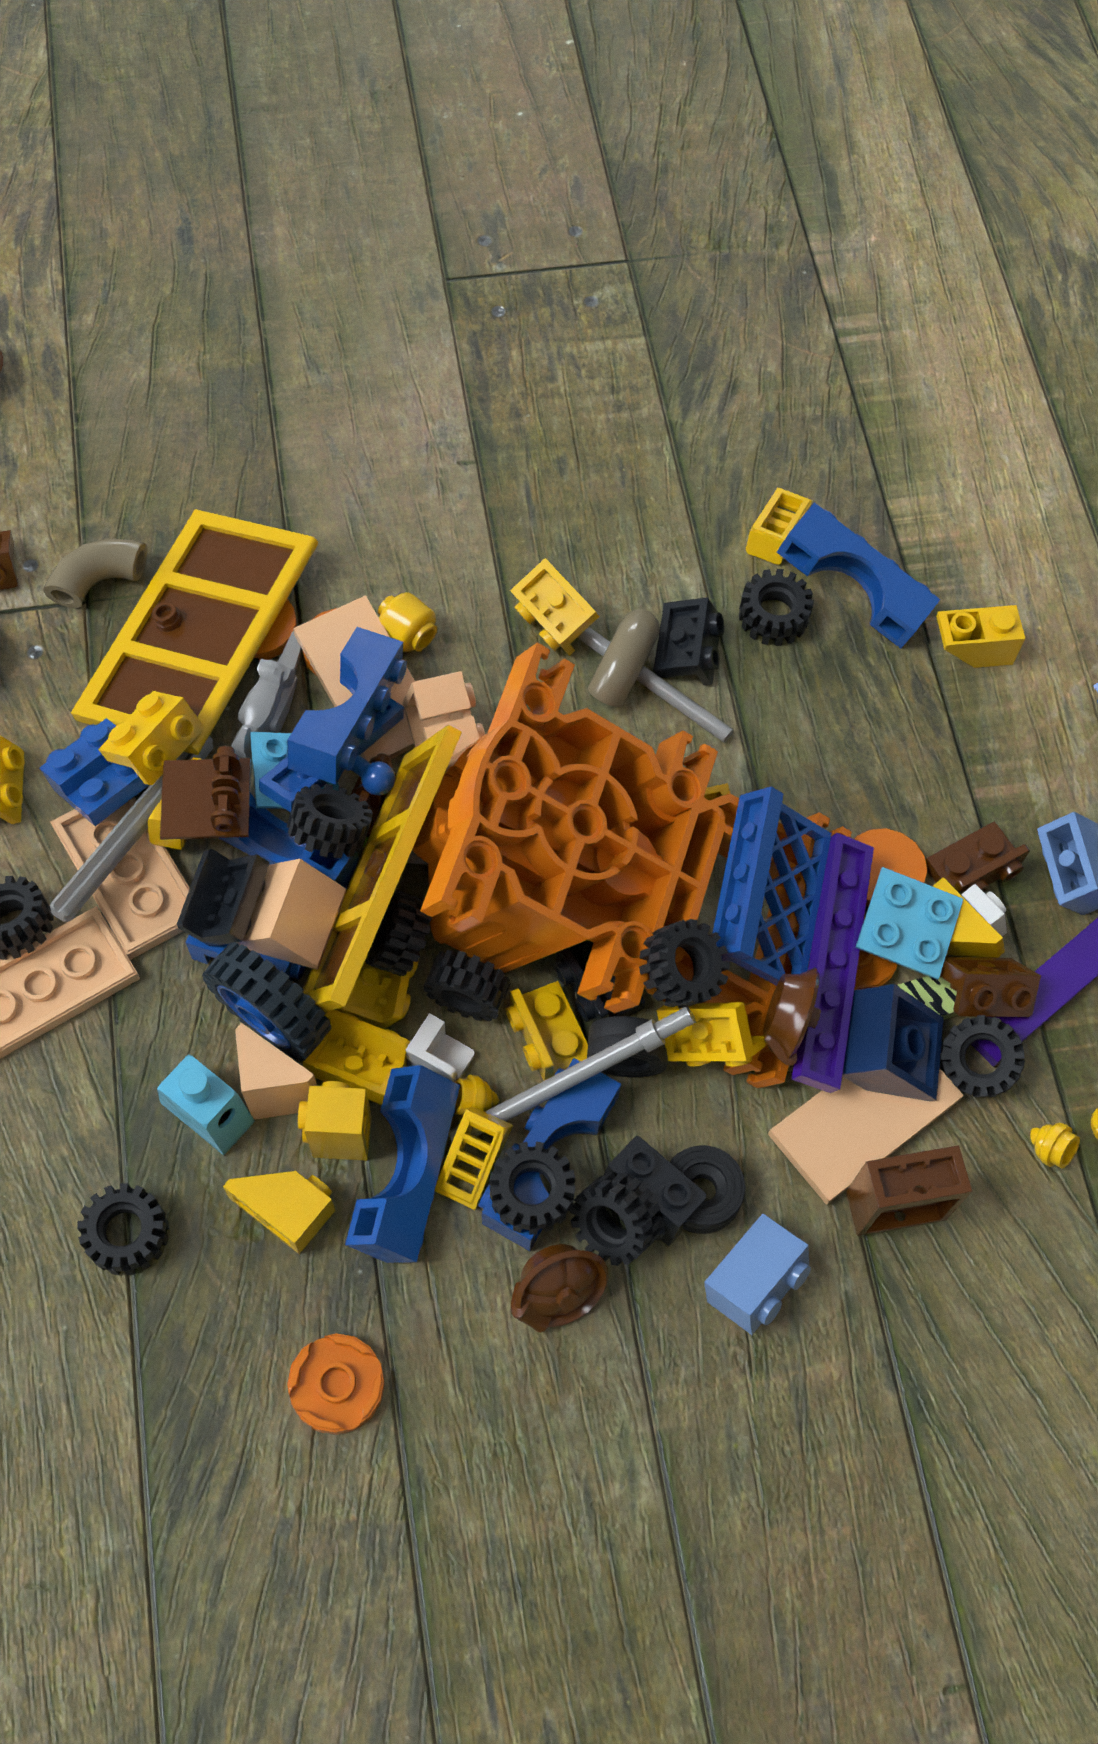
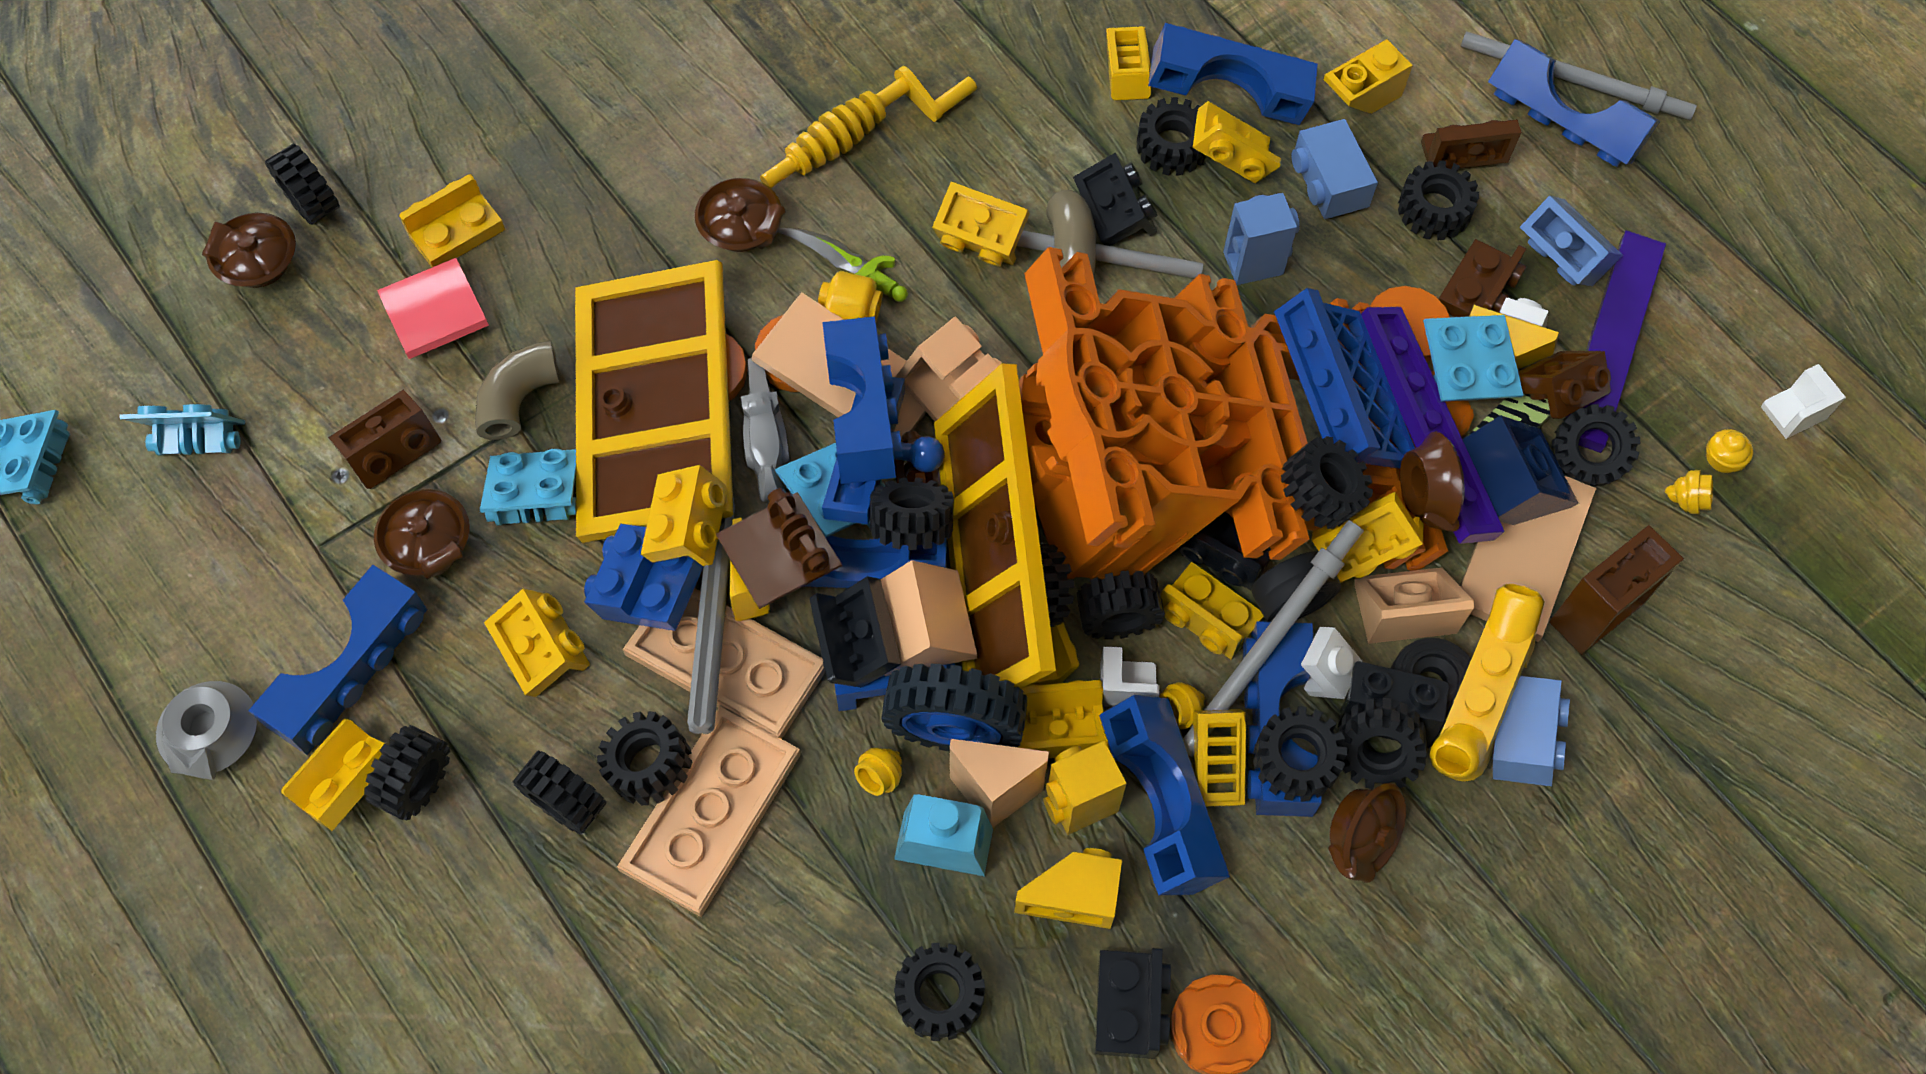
camera: 25 degrees left, 0 degrees up
(29, 328) = (302, 183): none -> black tyre
(58, 655) = (529, 483): none -> medium azure hinge
(73, 475) = (432, 308): none -> coral slope
(130, 411) = (451, 221): none -> yellow bracket
(189, 1023) = (879, 770): none -> yellow plate
(272, 1323) = (1130, 1004): none -> black bracket
(361, 508) = (739, 214): none -> reddish brown piece
(428, 584) = (843, 258): none -> piece
(514, 469) = (848, 123): none -> yellow piece
(614, 1124) = (1329, 664): none -> white bracket
(727, 1112) = (1411, 605): none -> light nougat slope
(778, 1190) = (1488, 684): none -> yellow plate
(790, 729) = (1260, 238): none -> medium blue brick
(821, 636) = (1233, 143): none -> yellow bracket
(898, 699) = (1334, 169): none -> medium blue brick
(991, 753) = (1443, 182): none -> black tyre
(1041, 735) = (1472, 144): none -> reddish brown bracket

